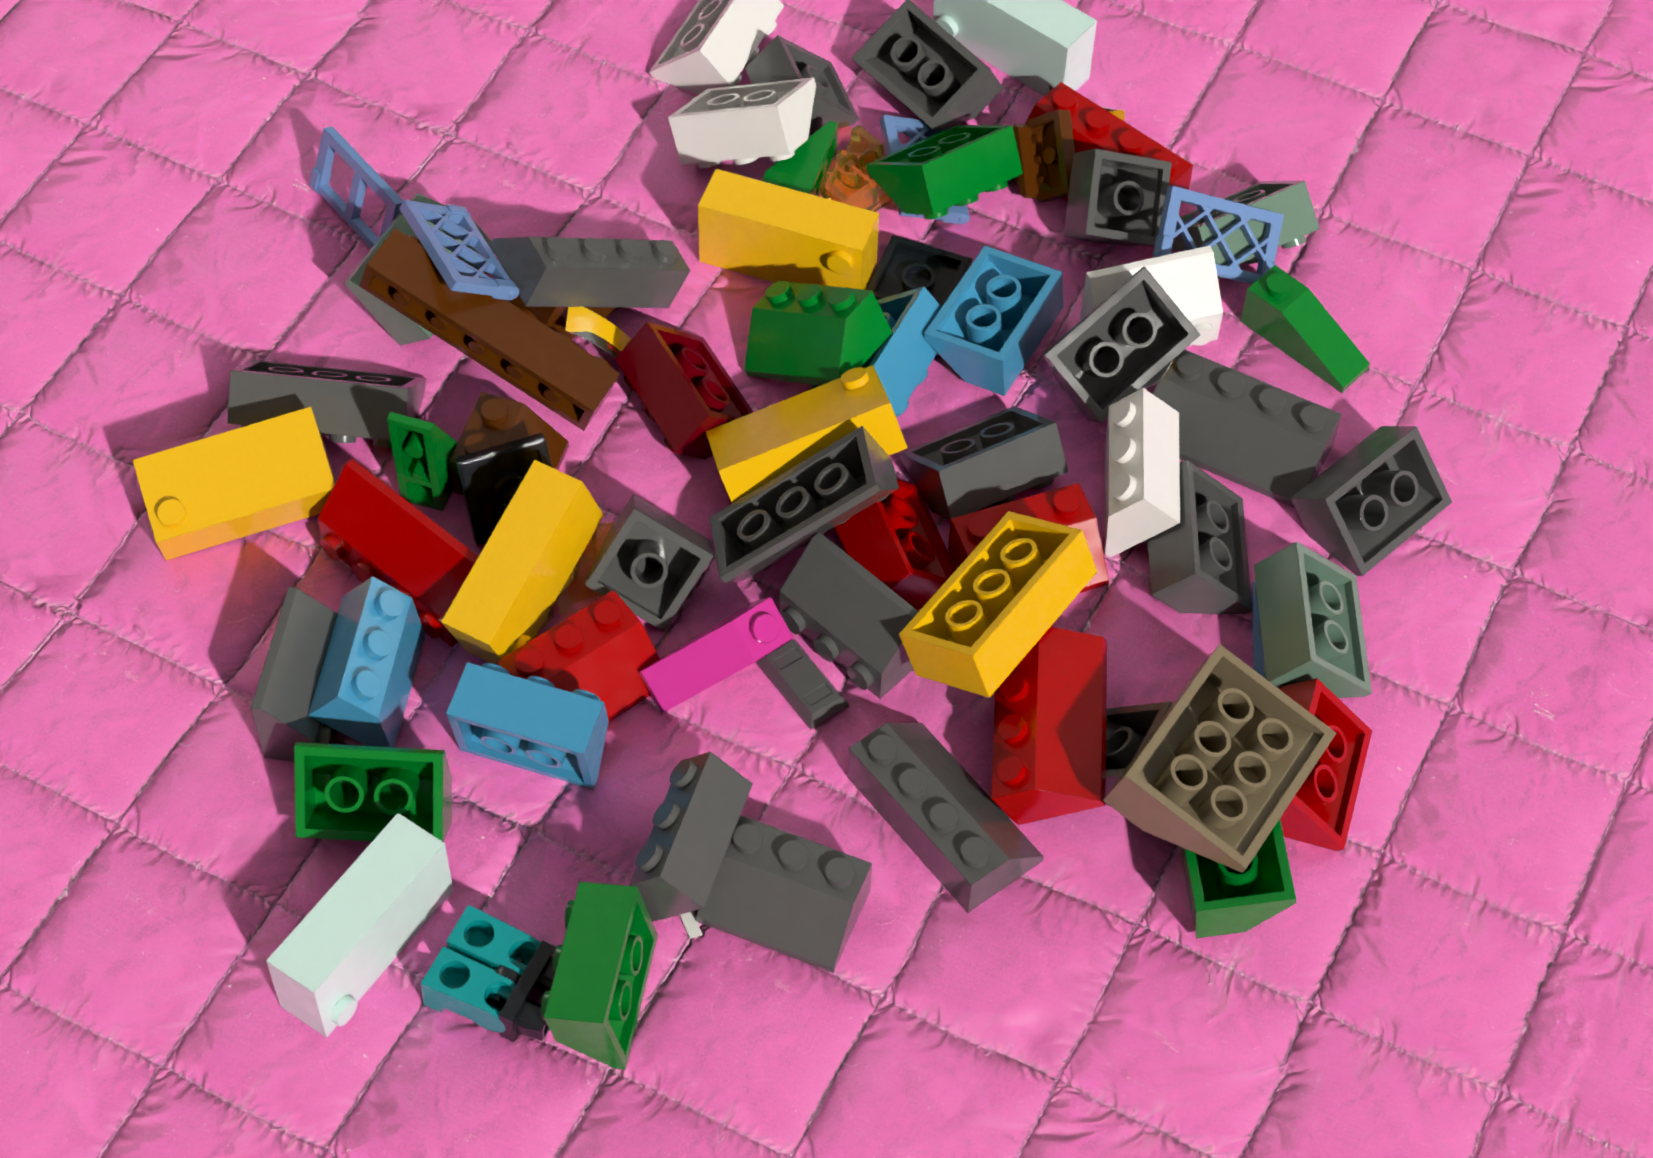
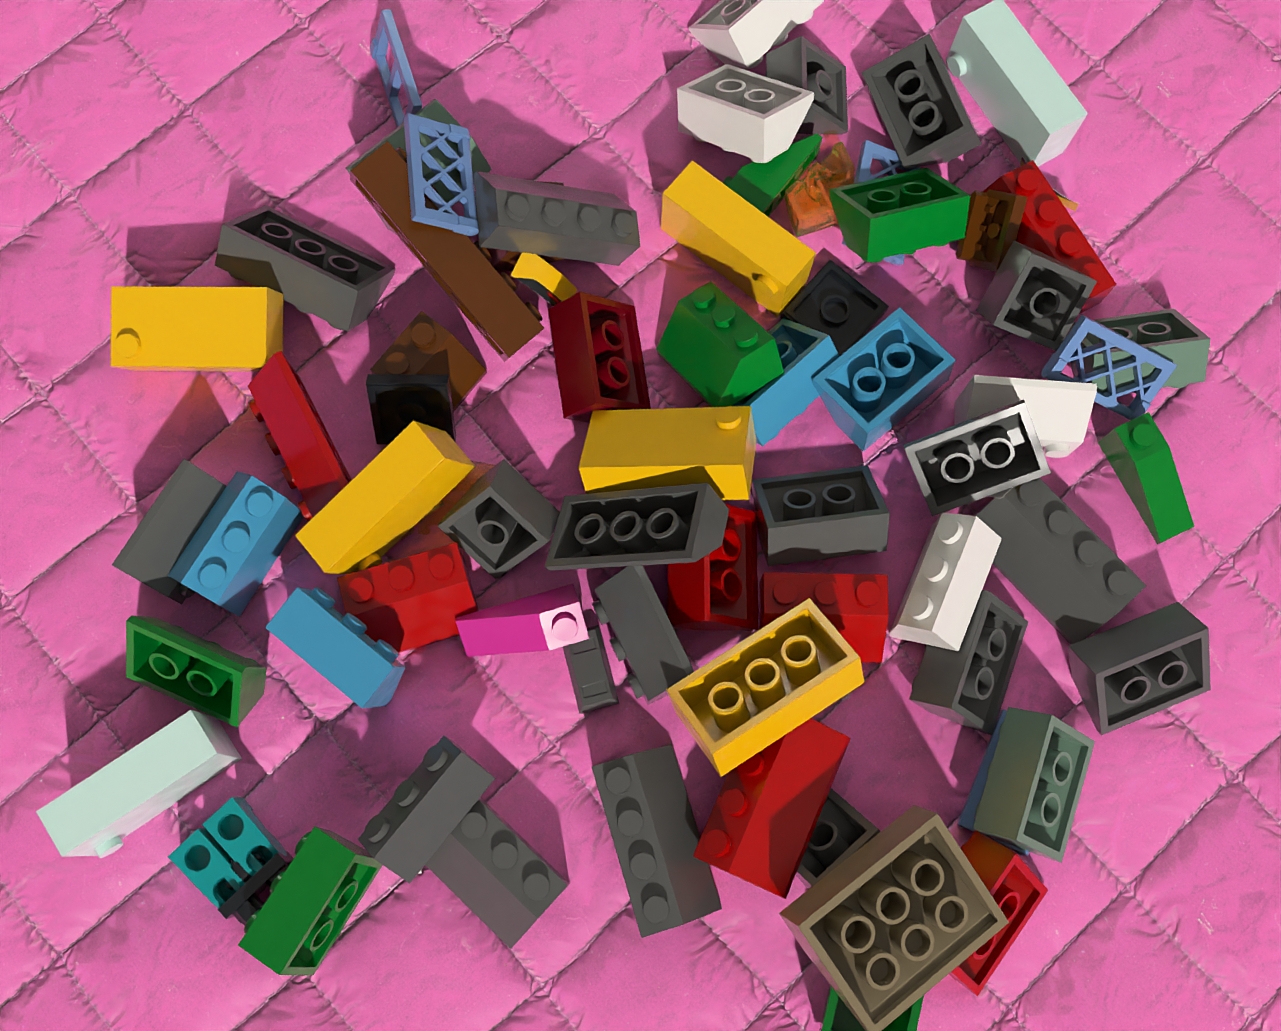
camera: 20 degrees right, 20 degrees up
(421, 460) = (349, 355): green slope -> none

